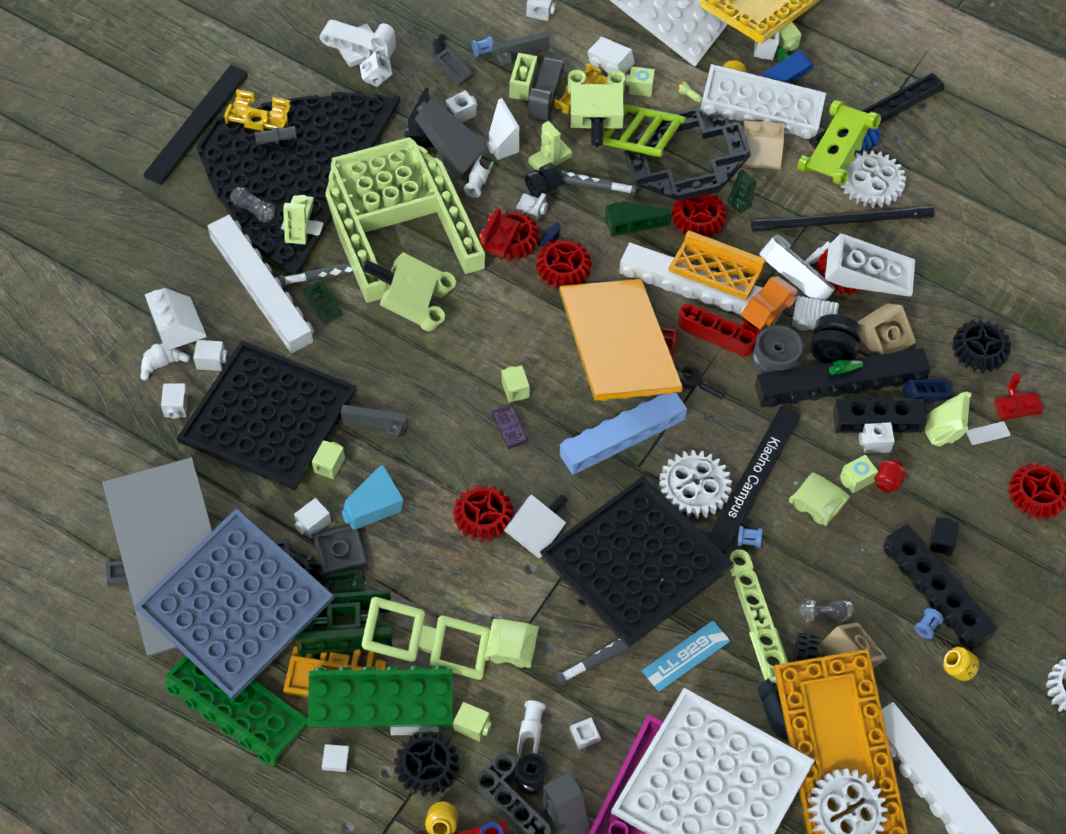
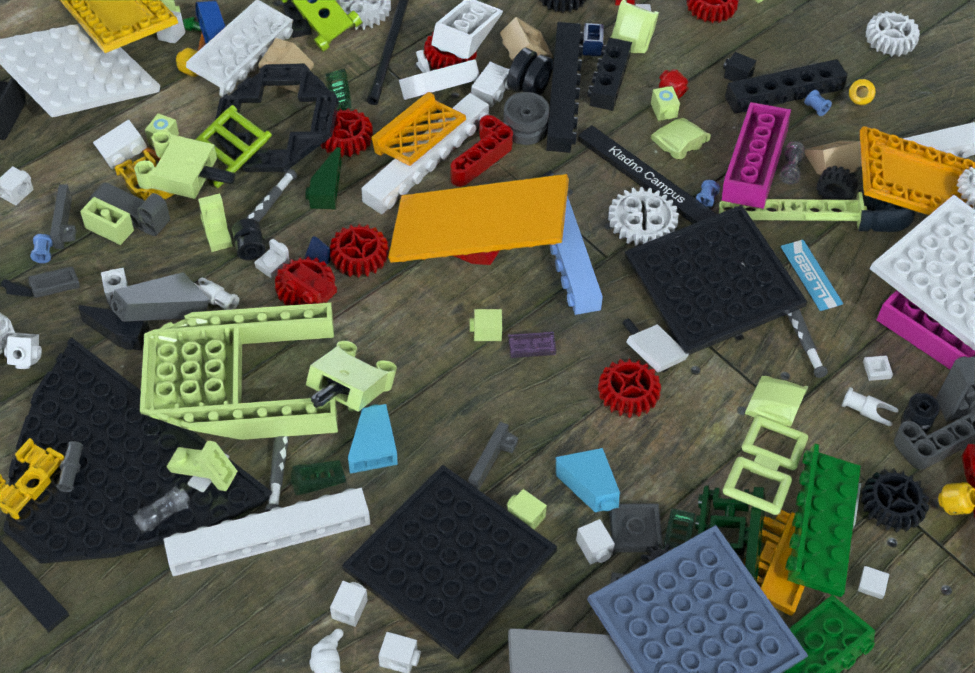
camera: 75 degrees left, 5 degrees down
(174, 318) = (288, 630): white slope -> none
(367, 329) = (373, 441): none -> medium azure slope
(472, 722) = (857, 449): yellowish green brick -> none
(503, 132) = (170, 252): white slope -> none
(685, 89) = (185, 104): yellowish green piece -> none
(769, 302) = (480, 100): orange brick -> none
(812, 567) = (756, 155): none -> dark pink brick
(844, 366) = (562, 74): green bar -> none
(877, 438) = (632, 81): white brick -> none

